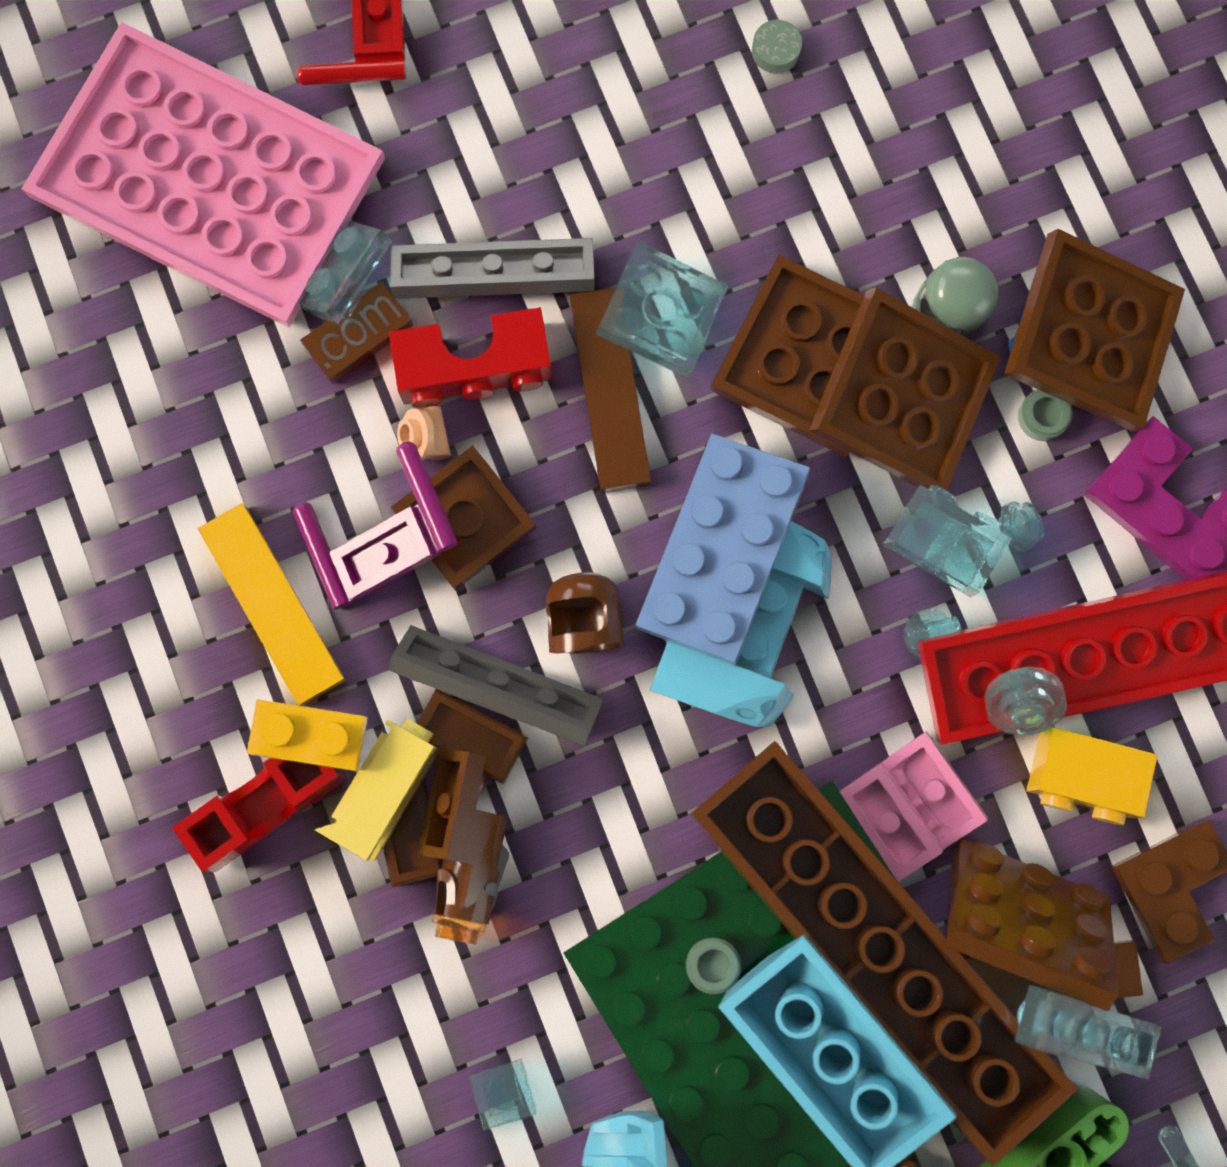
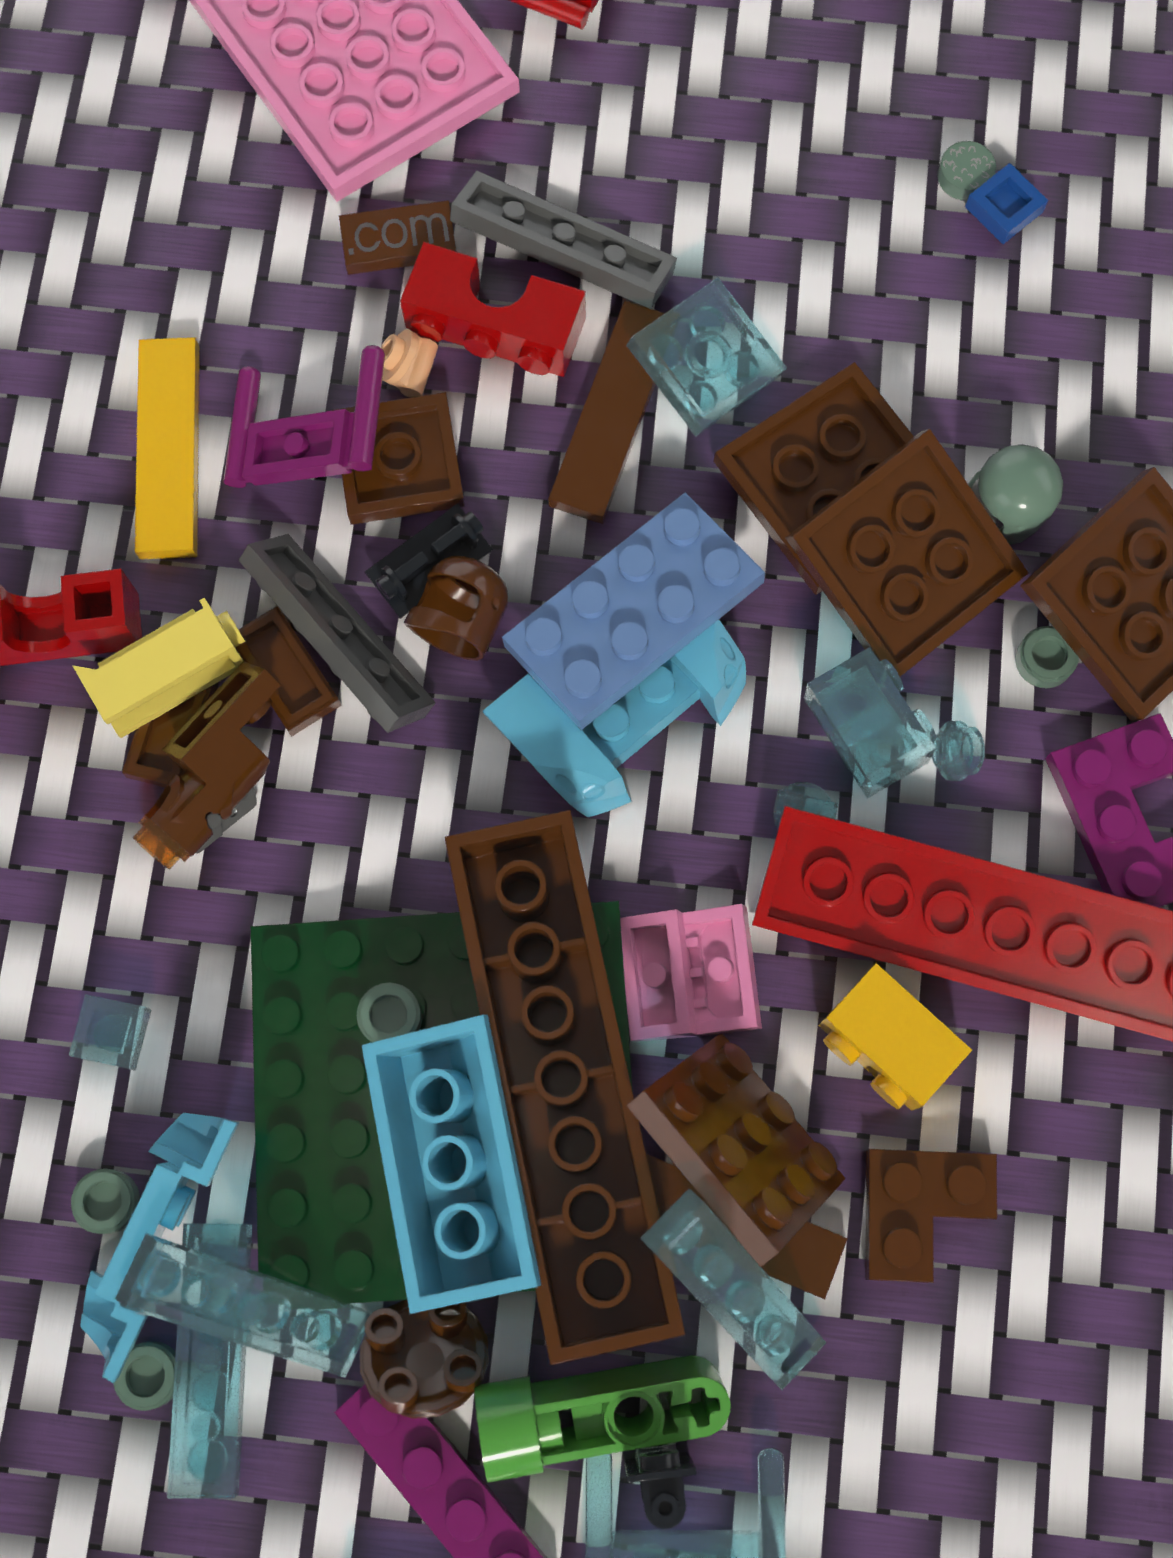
camera: 30 degrees right, 5 degrees down
(307, 735) = (117, 569): yellow plate -> none
(344, 271) = (404, 179): clear light blue plate -> none
(524, 601) = (404, 571): none -> black hinge
(823, 60) = (1006, 203): none -> blue plate
(1025, 701) = (859, 918): clear light blue plate -> none

